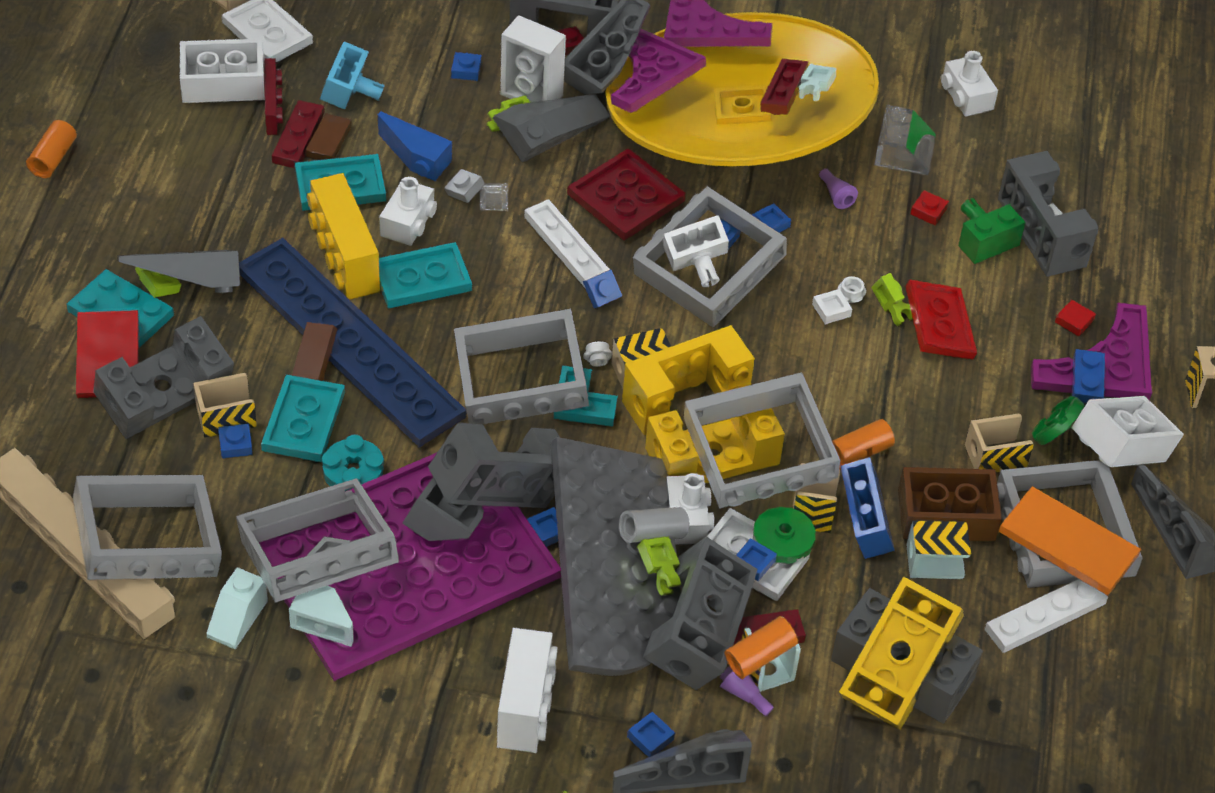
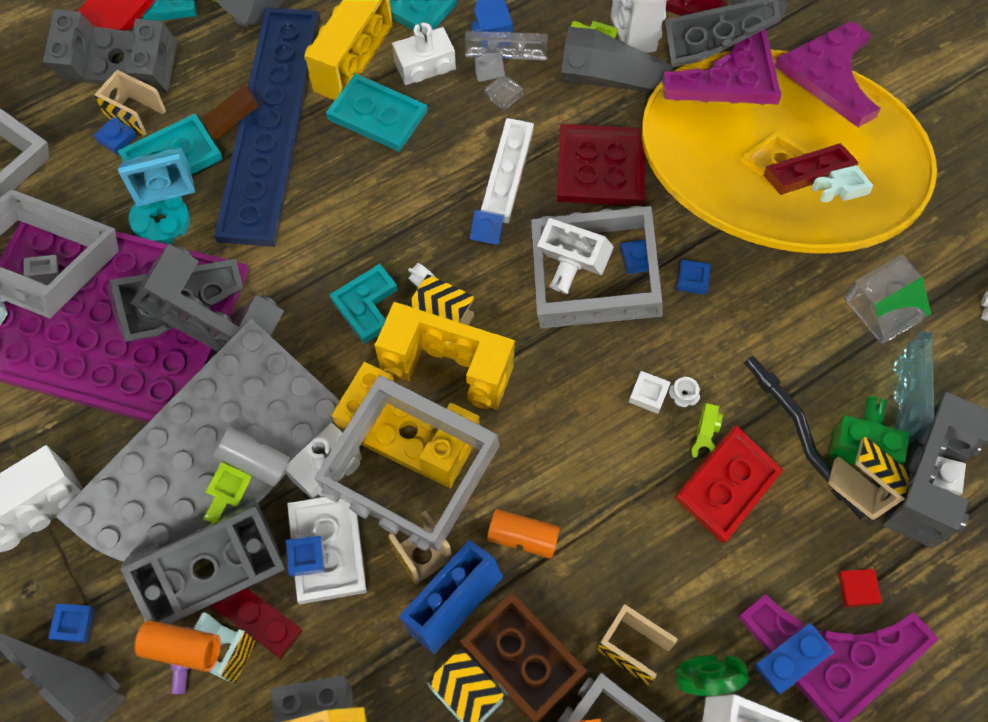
camera: 50 degrees right, 15 degrees up
(333, 424) = (157, 176): none -> medium azure slope
(463, 158) = (510, 44): none -> clear tile
(514, 334) = (336, 186): light grey window -> none
(791, 545) = (360, 573): green plate -> none
(841, 192) = (778, 300): medium lavender cone -> none
(929, 207) = (845, 374): red plate -> none
(981, 175) = (915, 387): none -> clear light blue plate
(1004, 271) = (771, 385): none -> black bar
(1028, 261) = (860, 490): none -> tan piece

